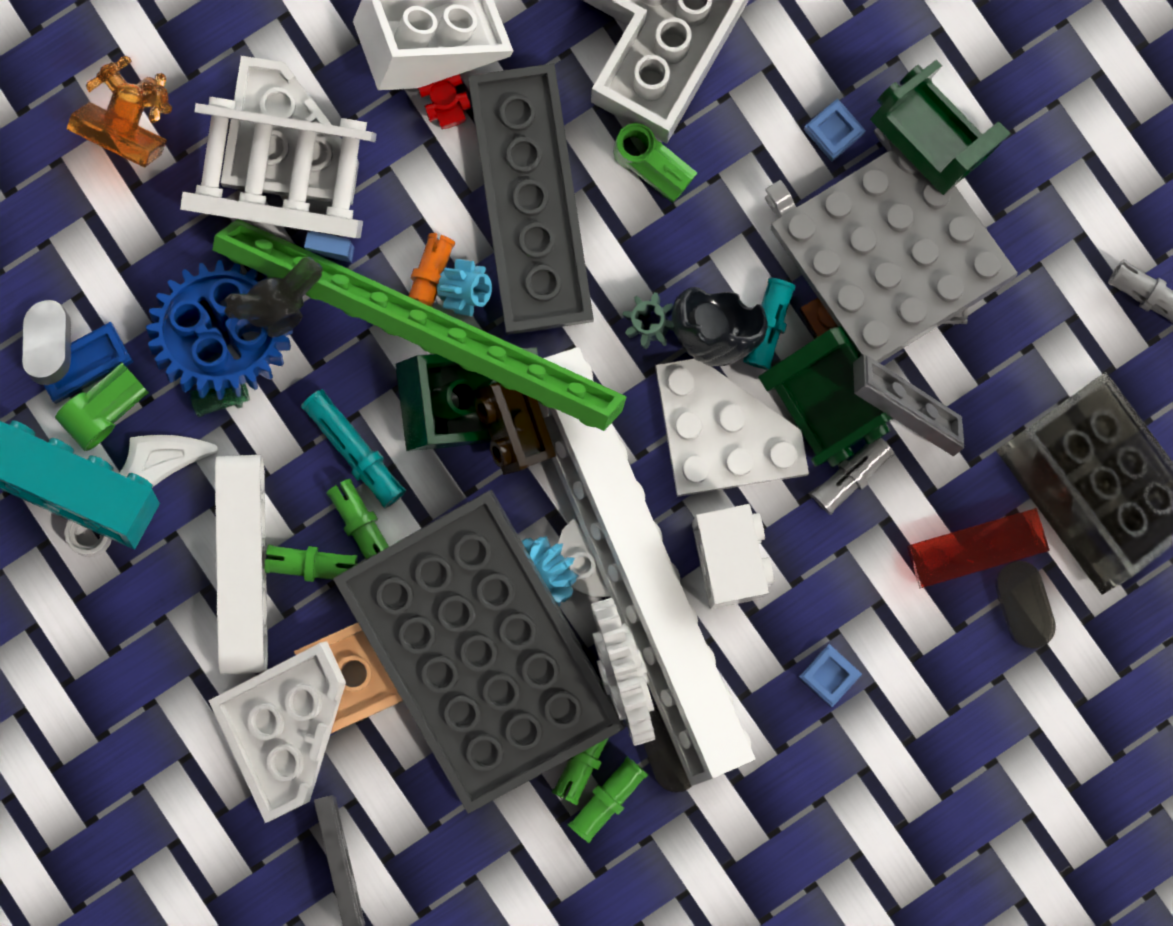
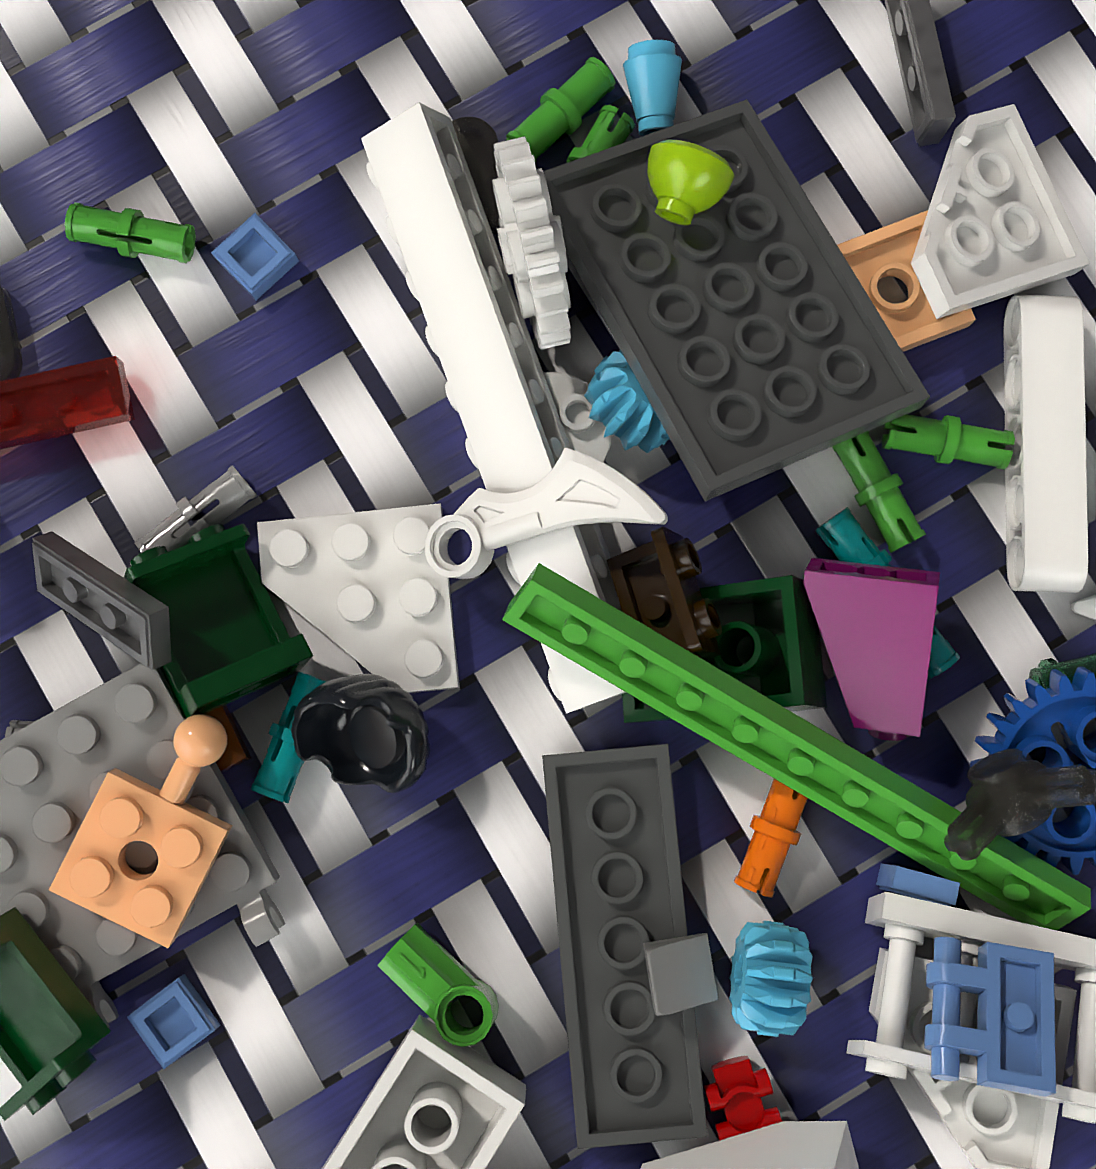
camera: 170 degrees left, 0 degrees up
(273, 160) = (1013, 1016): none -> medium blue plate
(364, 411) = (877, 639): none -> magenta slope
(430, 178) = (770, 978): none -> medium azure gear
(464, 287) = (725, 812): medium azure gear -> none
(491, 178) = (680, 973): none -> light grey slope
(514, 723) = (686, 179): none -> lime brick
(538, 823) = (653, 83): none -> medium azure cone
(586, 489) = (571, 494): none -> white piece
(644, 310) = (476, 739): sand green gear -> none
(731, 556) = (369, 400): white brick -> none
(864, 260) = (181, 834): none -> light nougat plate
(924, 686) = (130, 232): none -> bright green pin

